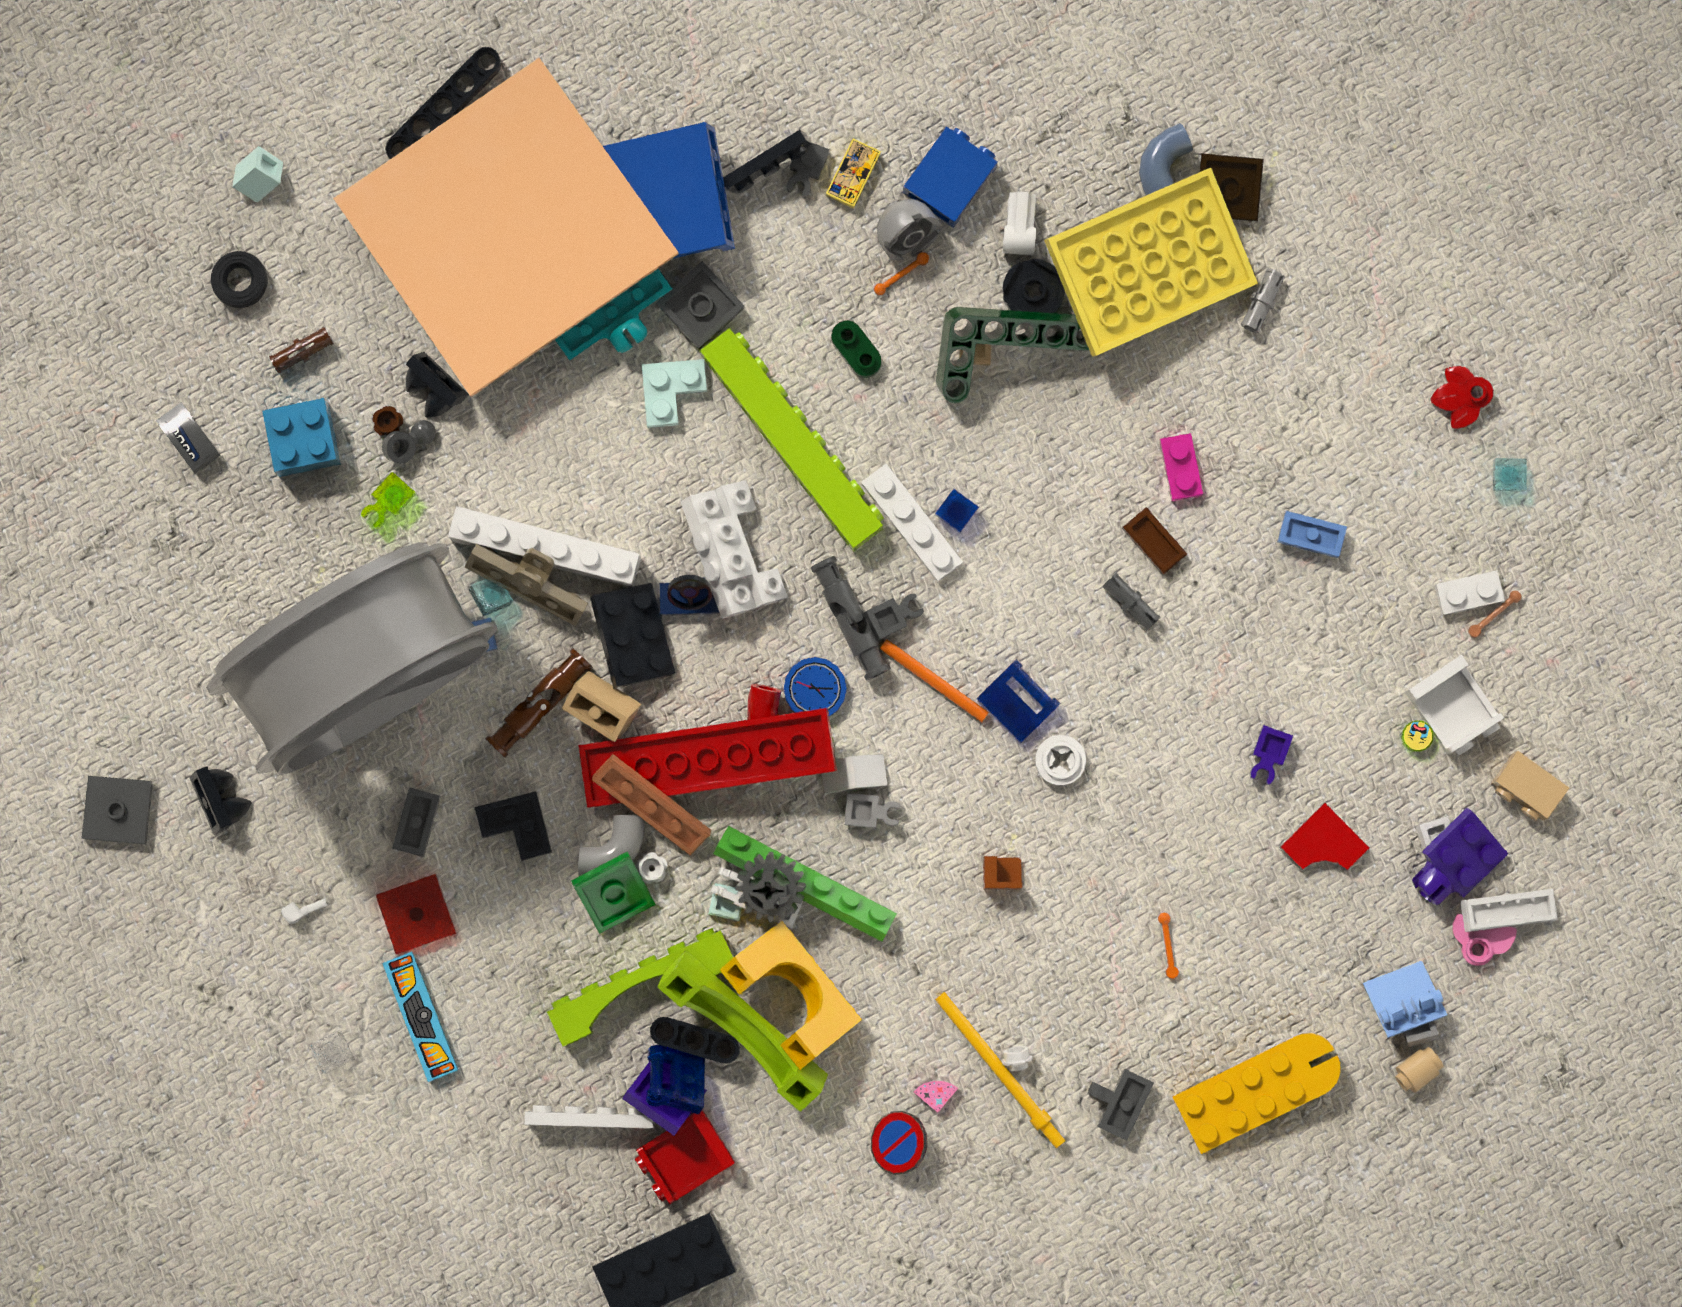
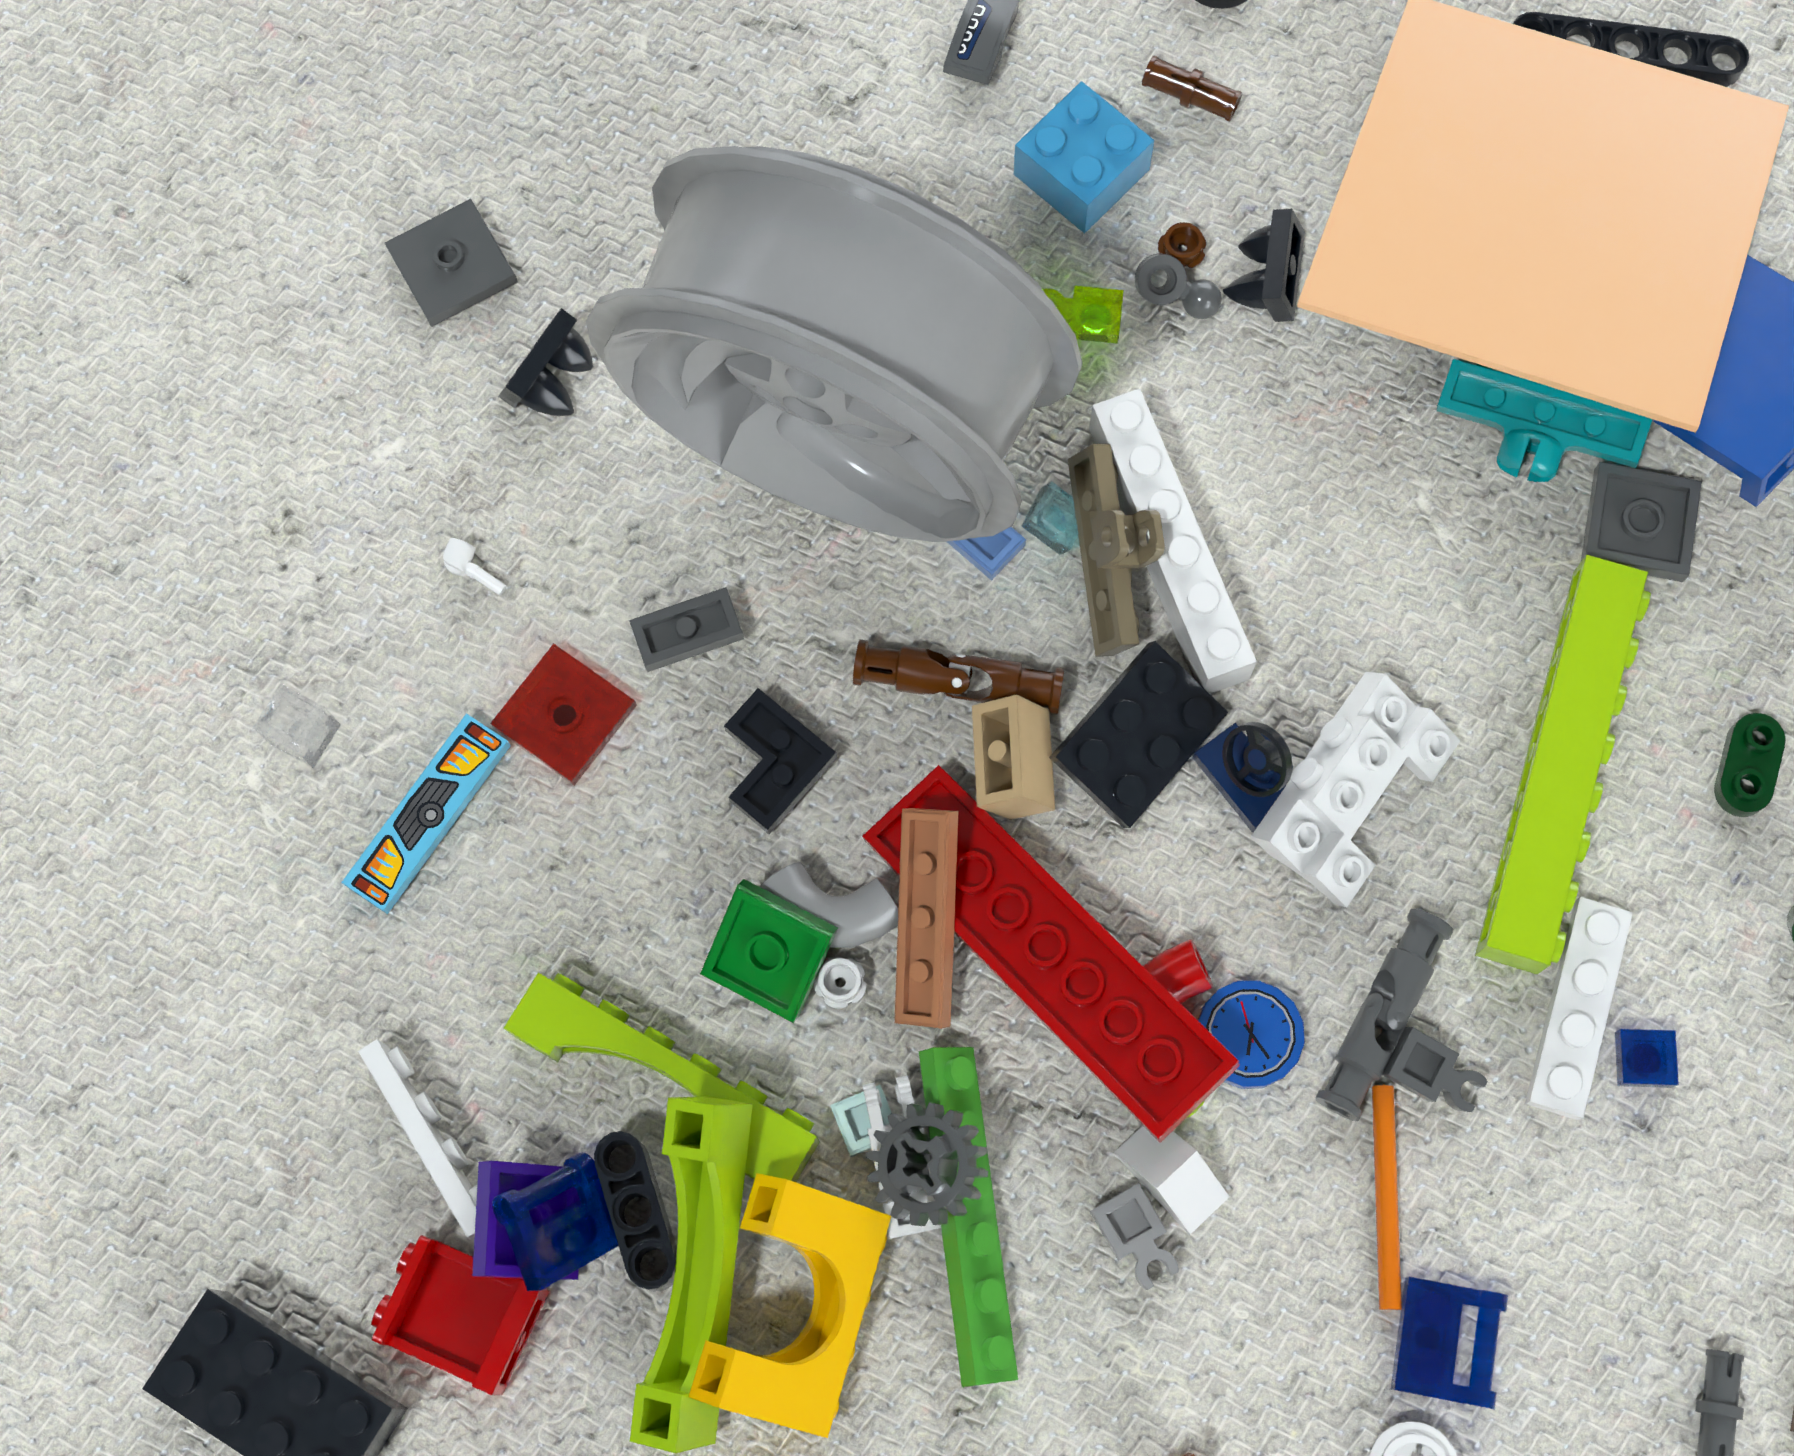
camera: 60 degrees right, 10 degrees down
(662, 384) = (1502, 548): light aqua plate -> none

